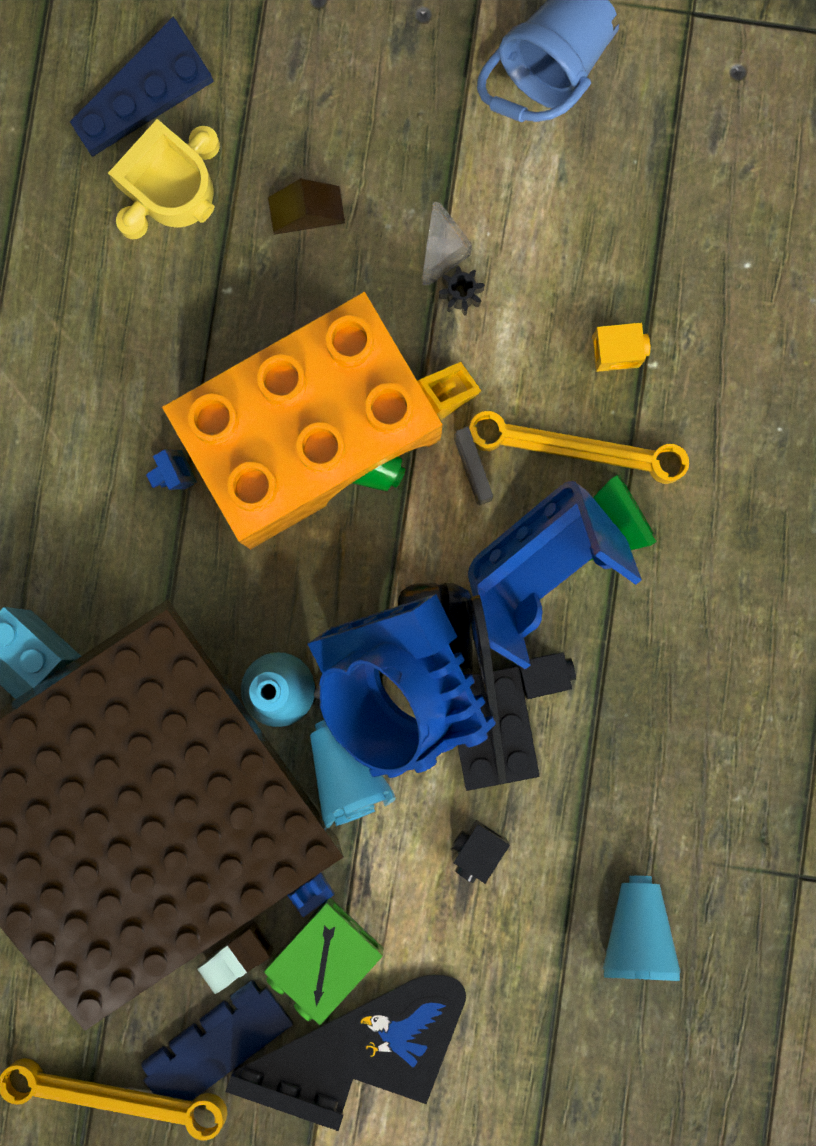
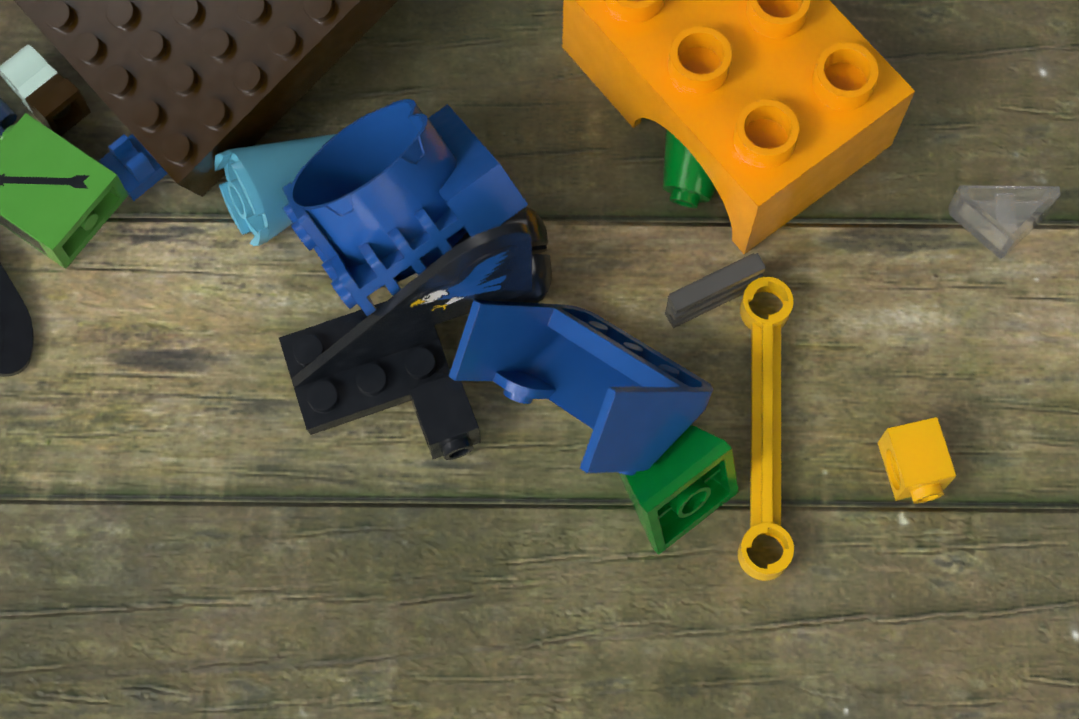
camera: 80 degrees right, 15 degrees down
(293, 689) = (381, 73): medium azure cone -> none
(305, 206) = (1018, 51): dark brown slope -> none
(449, 389) = (809, 242): yellow slope -> none
(469, 284) = (953, 234): black gear -> none
(478, 852) = (198, 361): black brick -> none
(641, 935) = (98, 584): medium azure cone -> none

